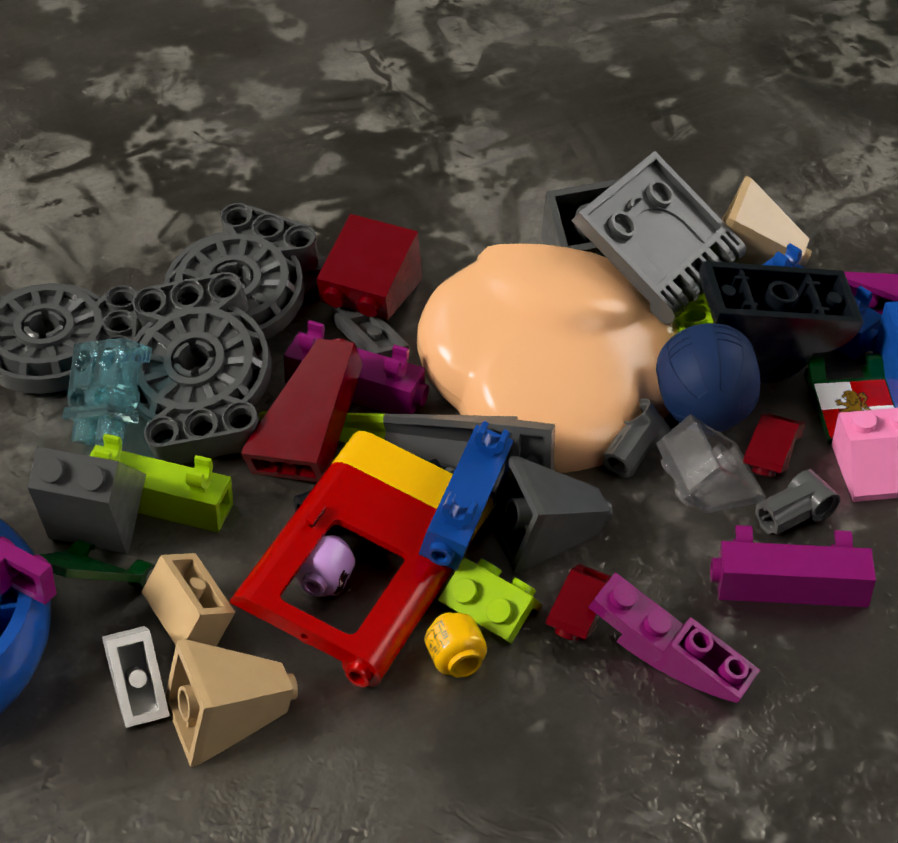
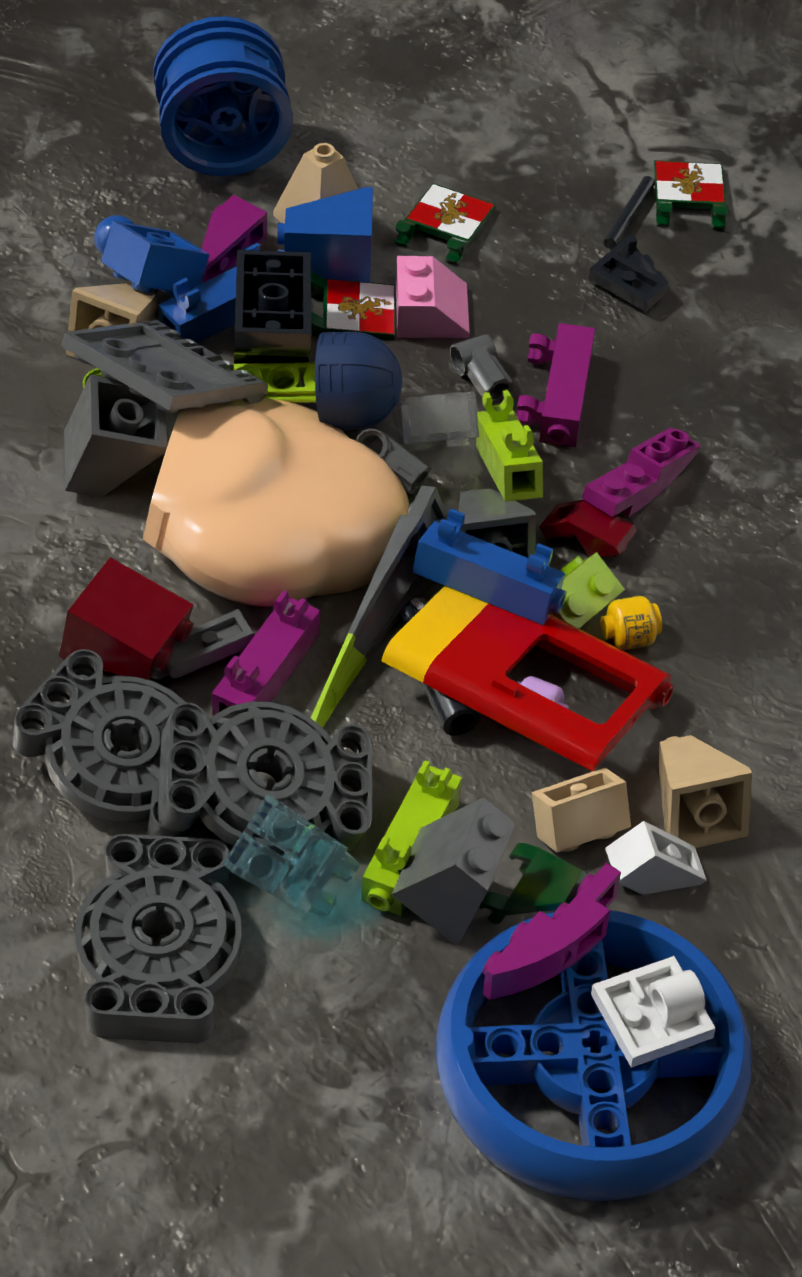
camera: 85 degrees left, 5 degrees up
(308, 416) = (340, 687): dark red slope -> none
(650, 511) = (509, 450): none -> lime brick
(773, 444) = (419, 368): dark red slope -> none
(839, 232) = (148, 255): none -> blue brick

